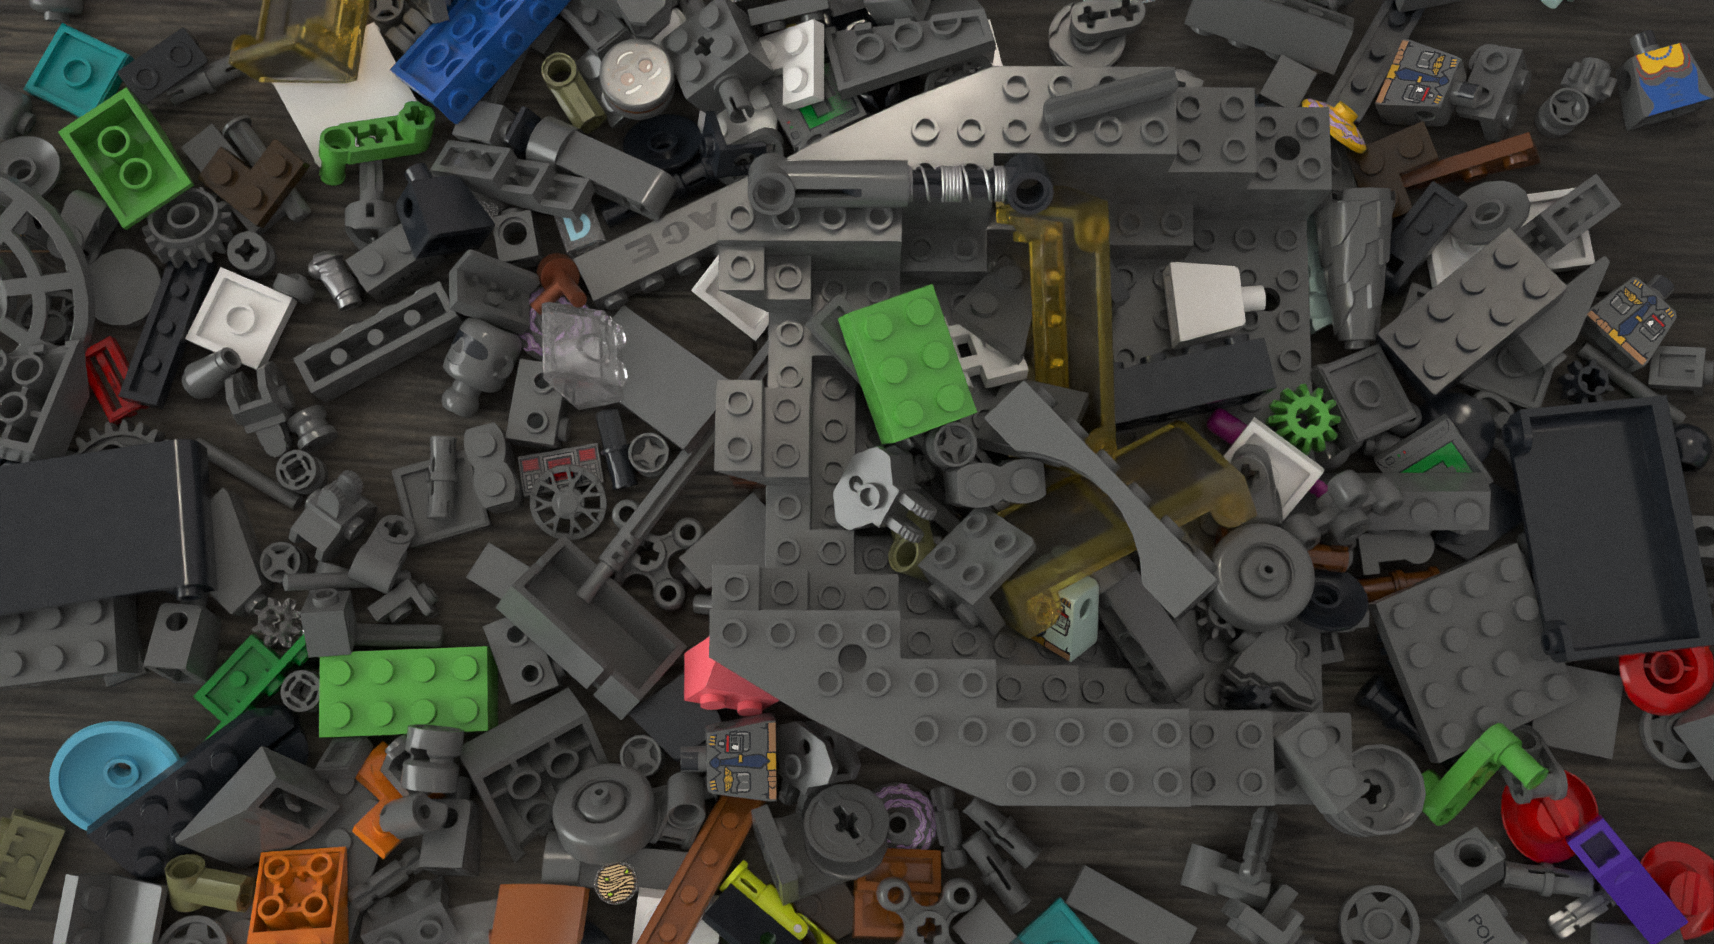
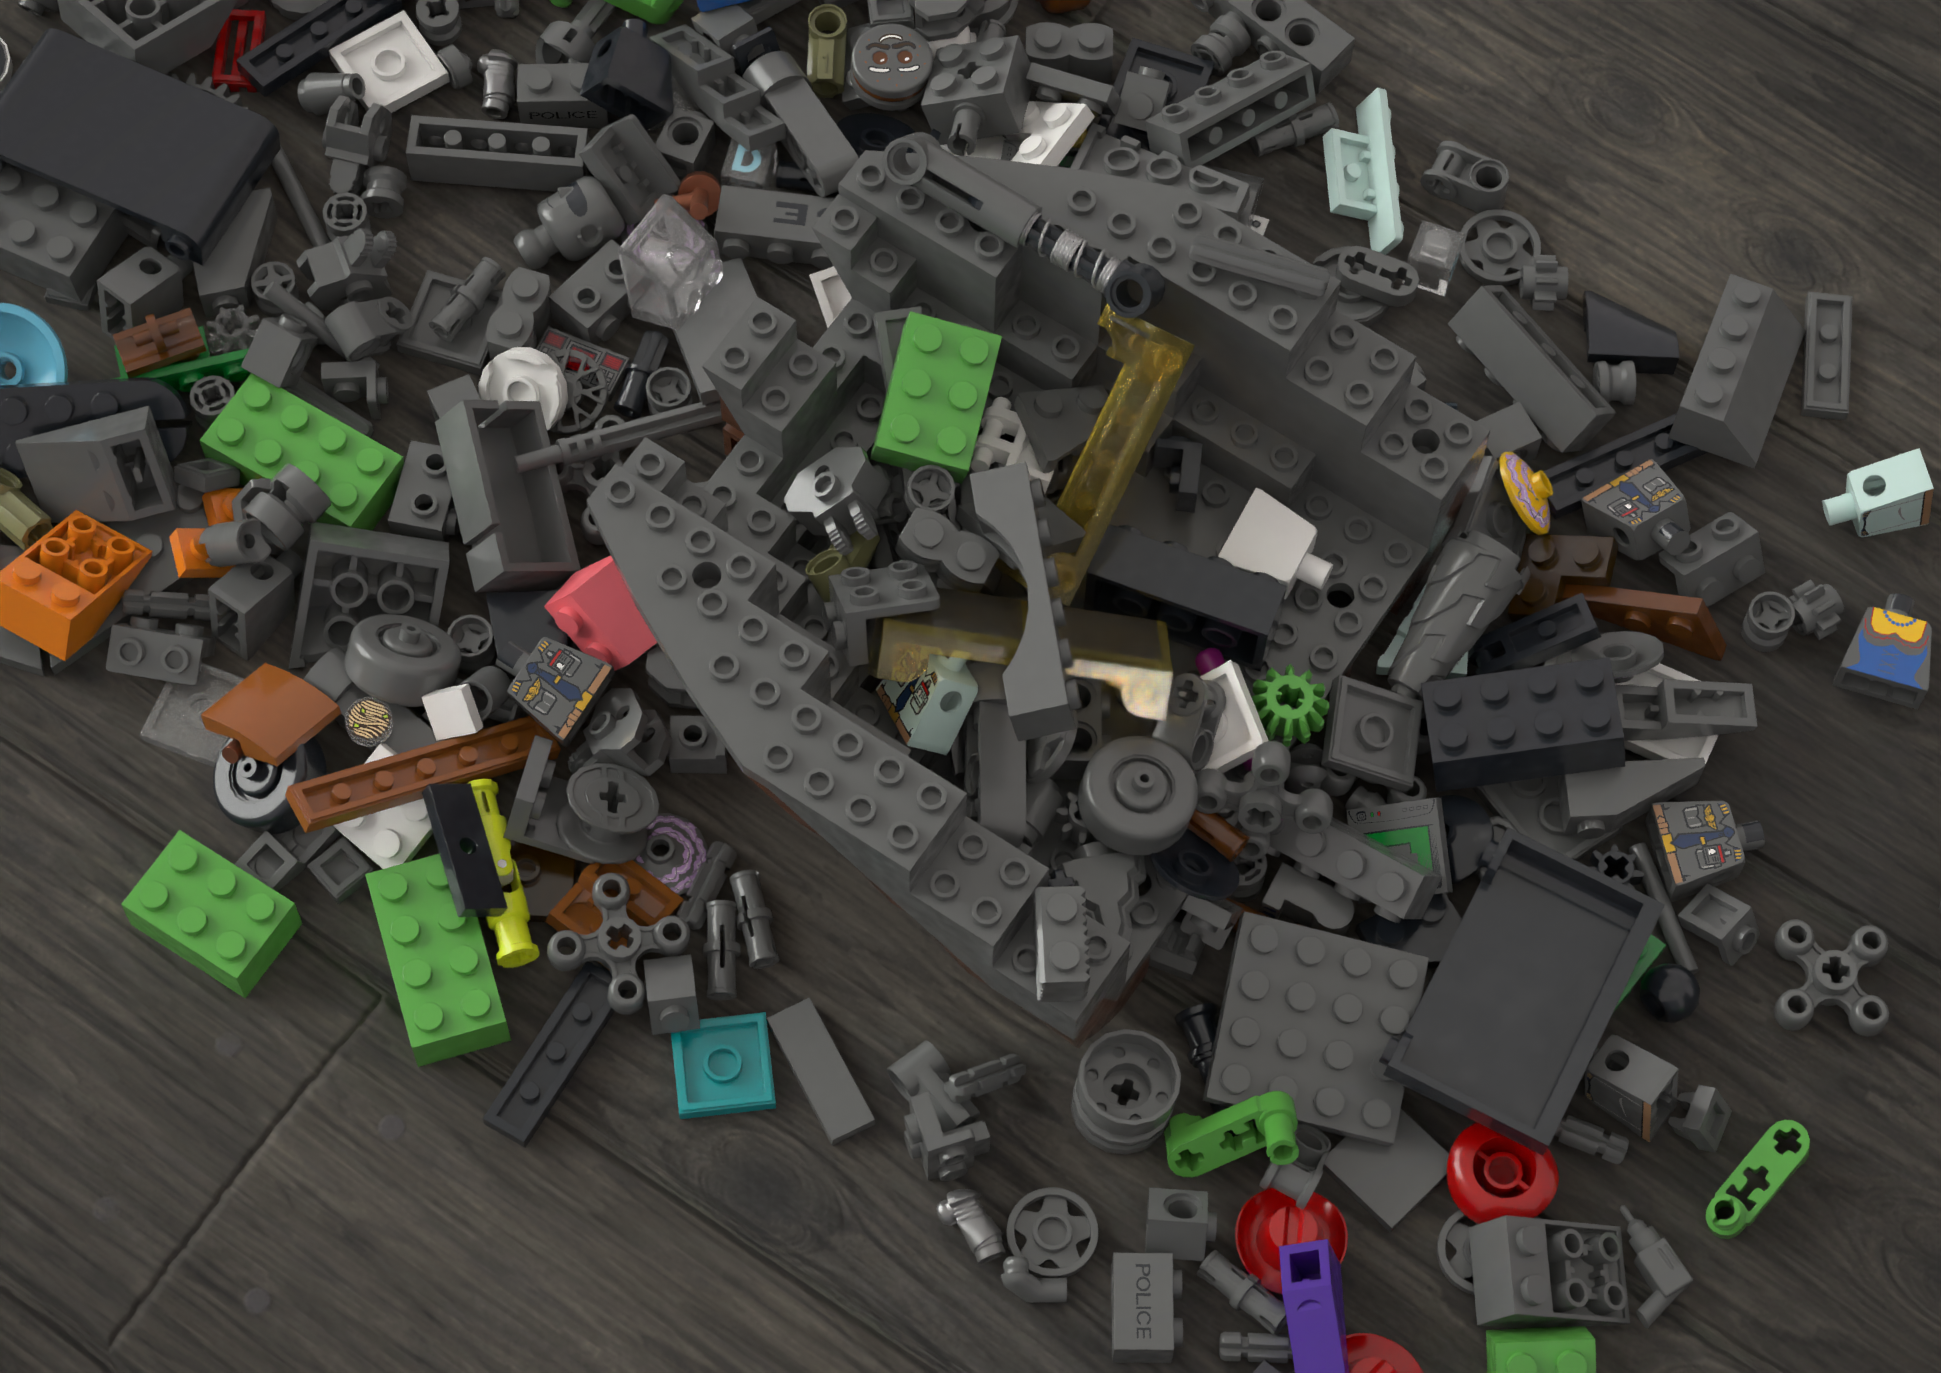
camera: 30 degrees right, 15 degrees down
(229, 679) = (159, 342): none -> reddish brown hips
(535, 522) = (526, 376): none -> white tile
(676, 834) = (452, 712): none -> white tile

